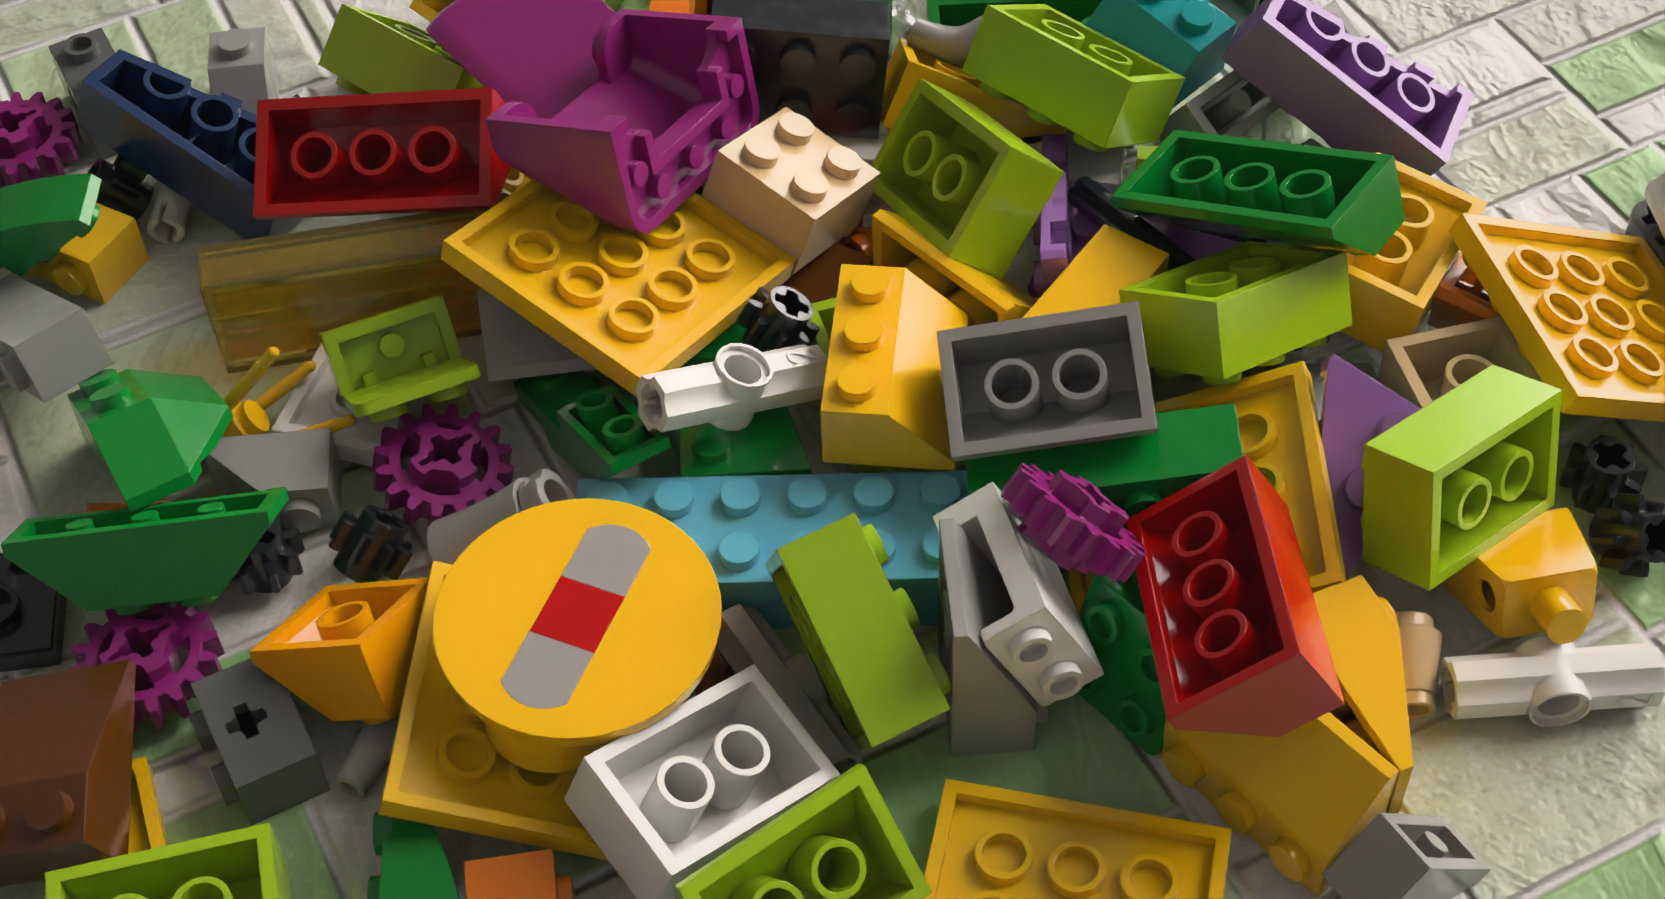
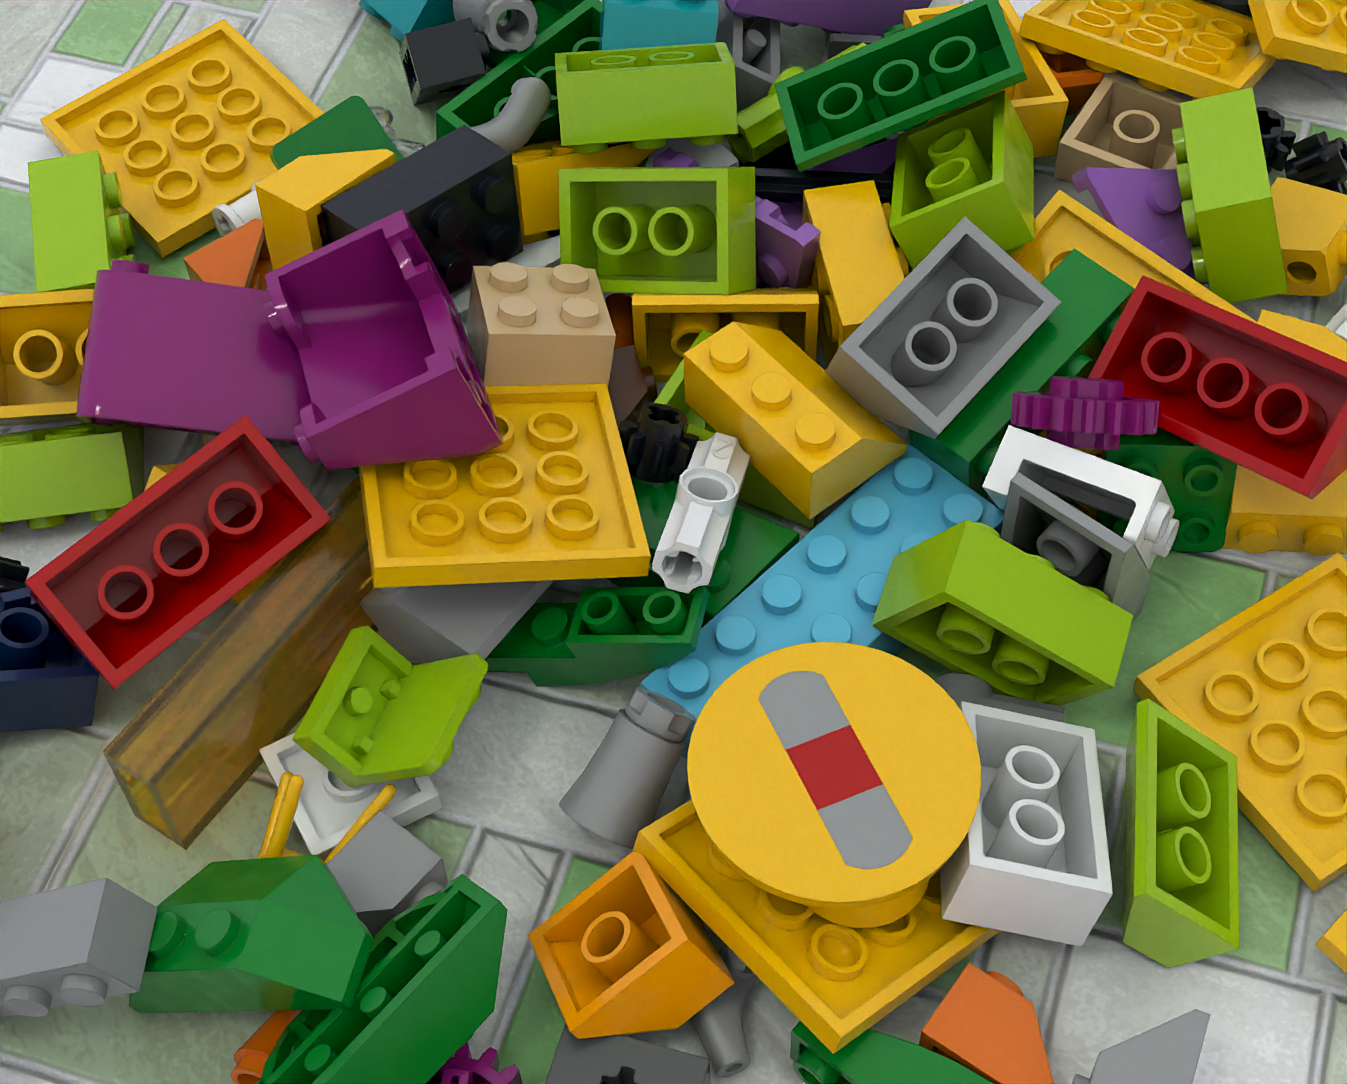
camera: 45 degrees left, 5 degrees up
(370, 545) = (521, 873): black gear -> none
(441, 463) = (531, 766): magenta gear -> none

